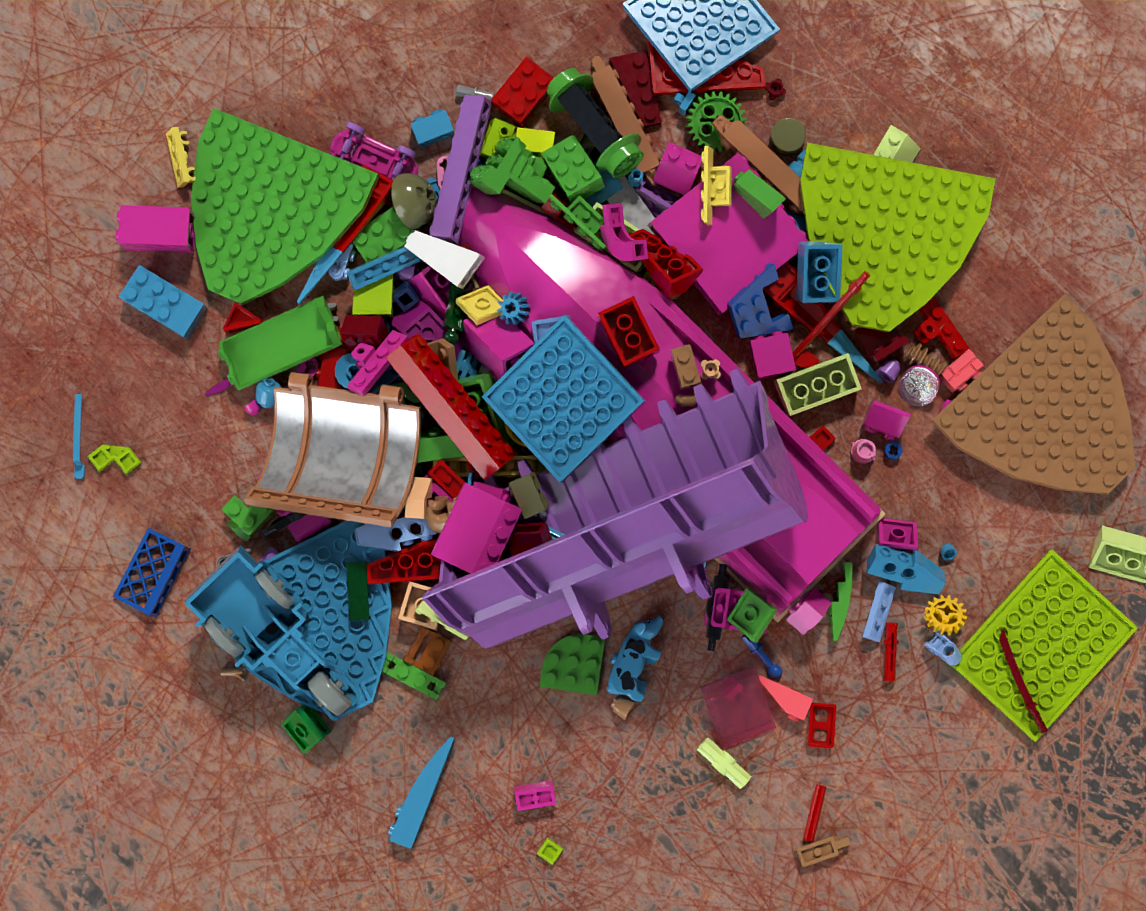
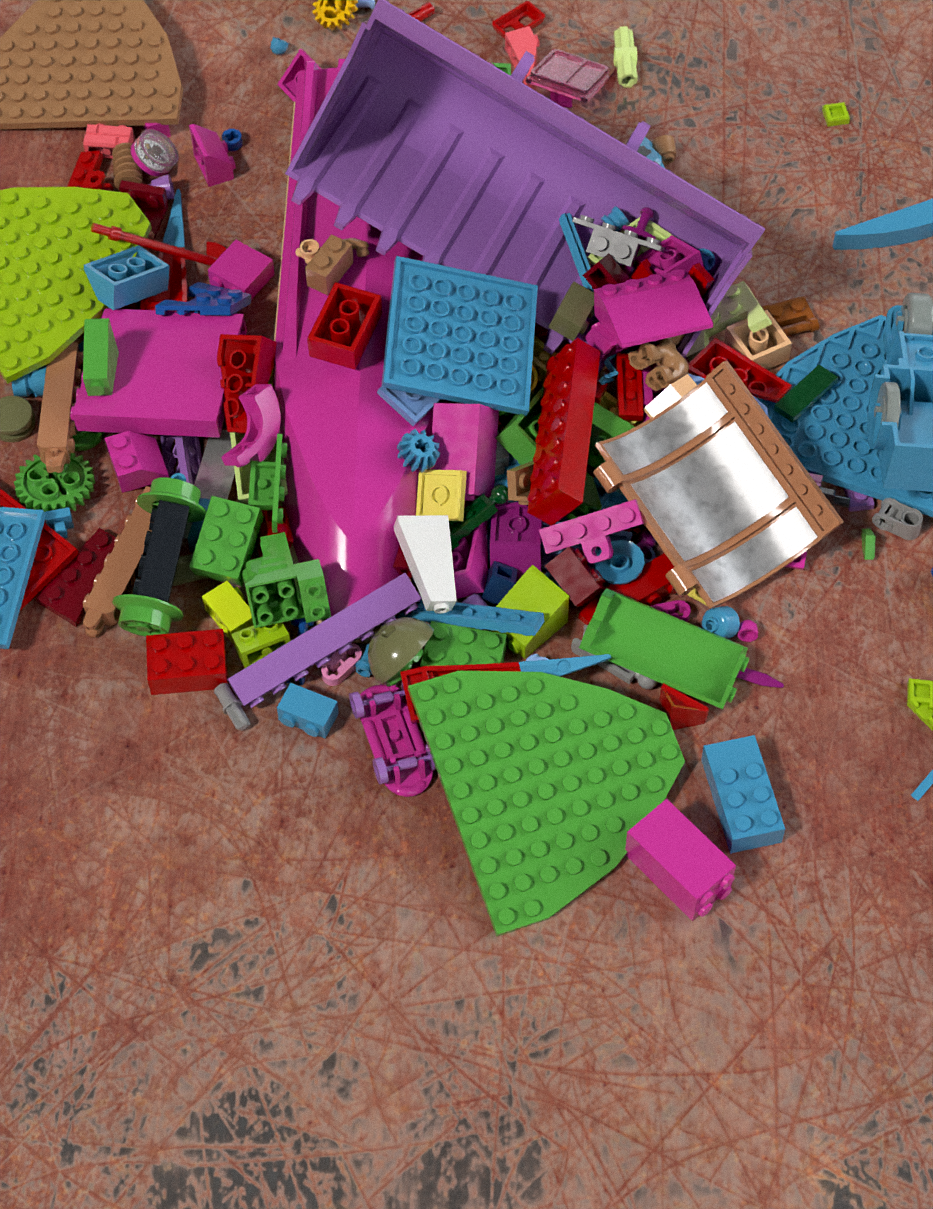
camera: 130 degrees left, 25 degrees down
(179, 157) = (584, 918): light yellow plate -> none
(250, 518) = (850, 545): bright green brick -> none
(413, 676) = (821, 306): bright green plate -> none
(535, 795) = (807, 151): dark pink hinge -> none
(716, 185) = (125, 394): light yellow bracket -> none
(817, 384) = (231, 217): yellowish green brick -> none
(823, 437) = (274, 193): red tile -> none
(863, 451) = (254, 154): bright pink piece -> none
(912, 571) = (322, 44): dark azure brick -> none

